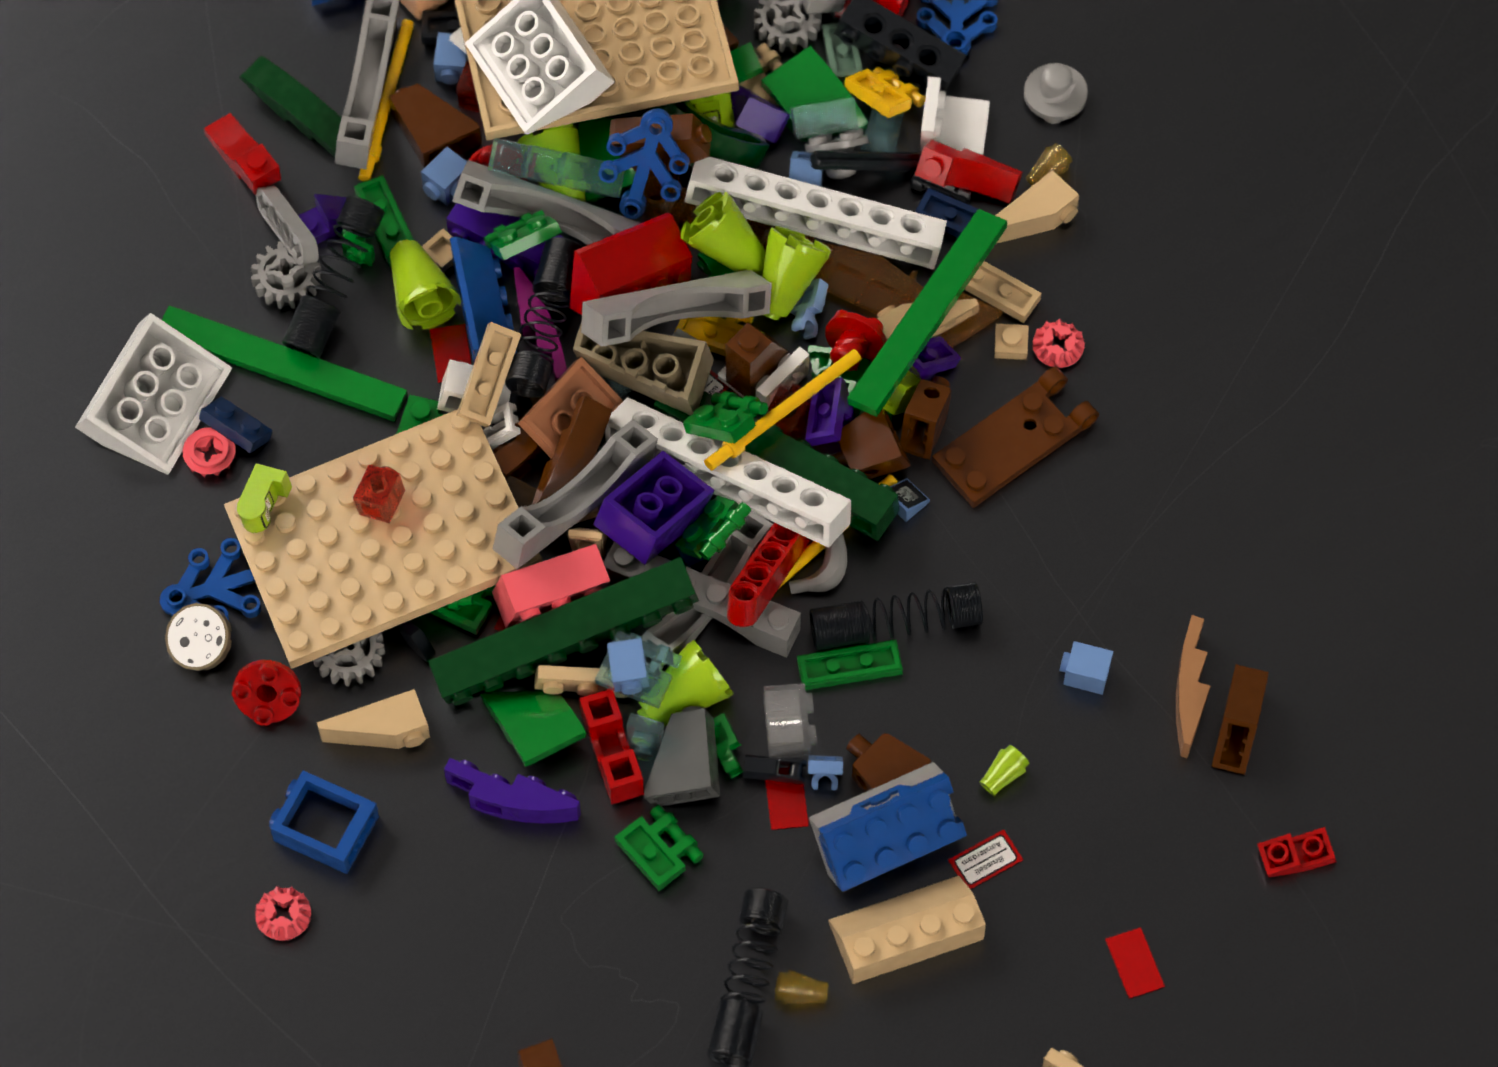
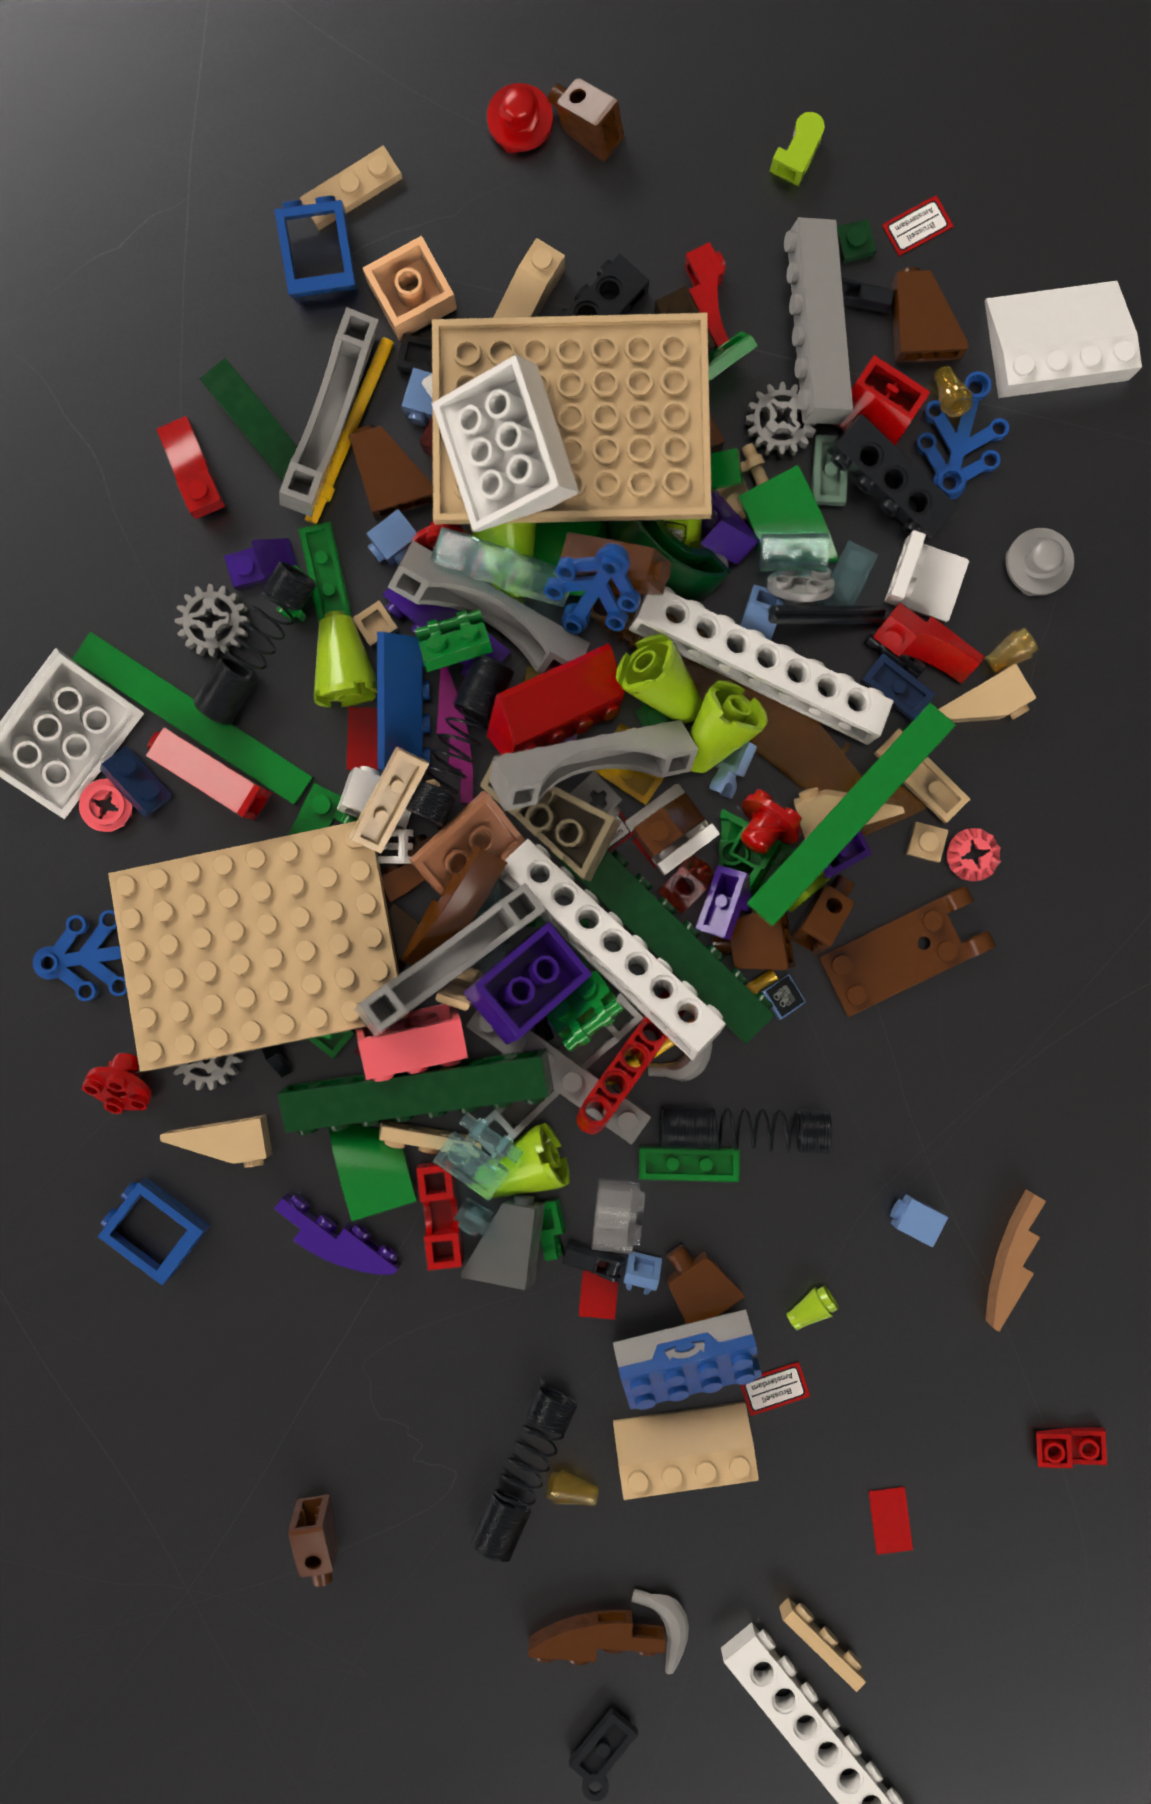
camera: 20 degrees right, 25 degrees up
(198, 637) = (63, 1011): white tile -> none
(261, 495) = (138, 886): lime leg -> none
(280, 927) = (103, 1295): coral gear -> none
(287, 225) = (218, 571): light grey beam -> none
(309, 400) = (208, 774): none -> slope
(383, 504) = (241, 913): clear red brick -> none
(628, 666) = (465, 1165): medium blue brick -> none
(651, 854) = (458, 1324): green plate -> none
(722, 420) = (612, 906): green plate -> none
(772, 417) = (622, 933): yellow bar -> none
(883, 91) = (863, 530): yellow plate -> none
(1240, 719) = (1055, 1305): reddish brown slope -> none

